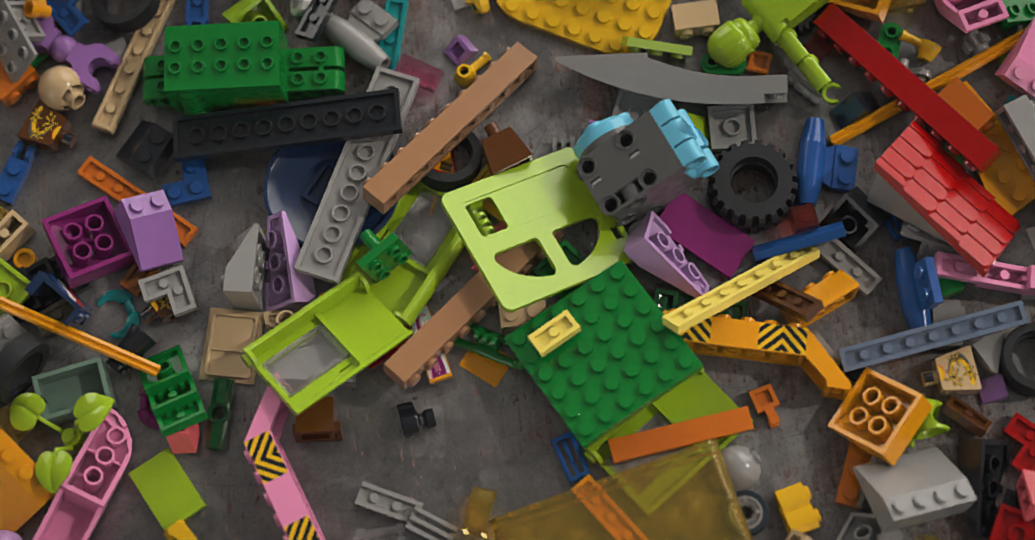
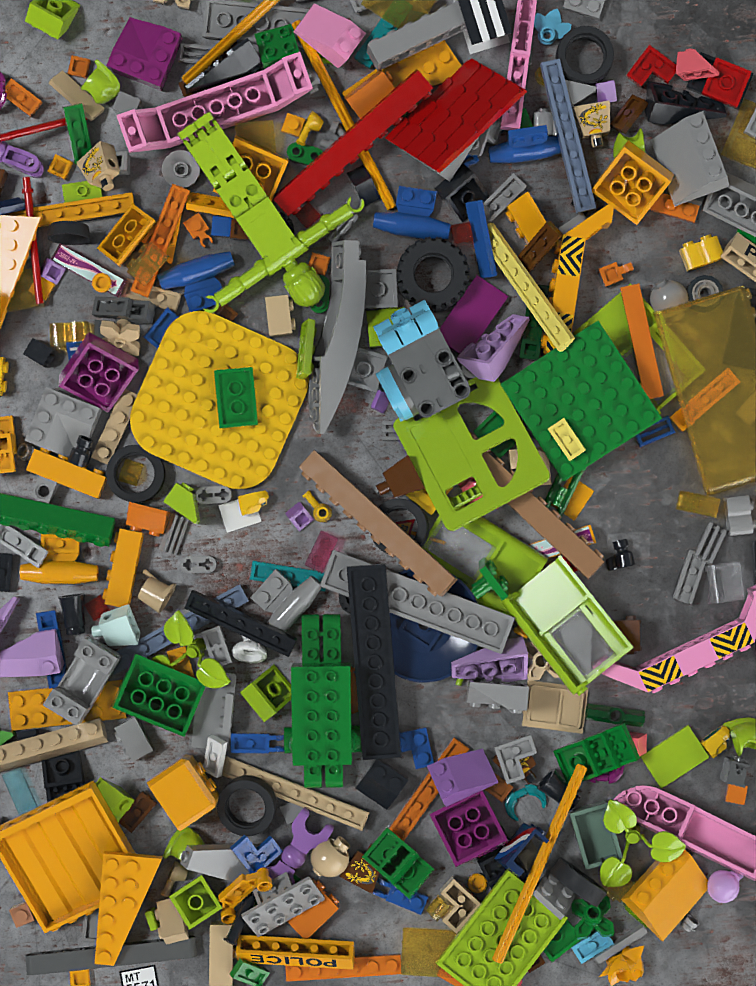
camera: 95 degrees left, 15 degrees up
(50, 163) = (398, 863): none -> green bracket
(923, 28) = (293, 125): none -> light orange plate

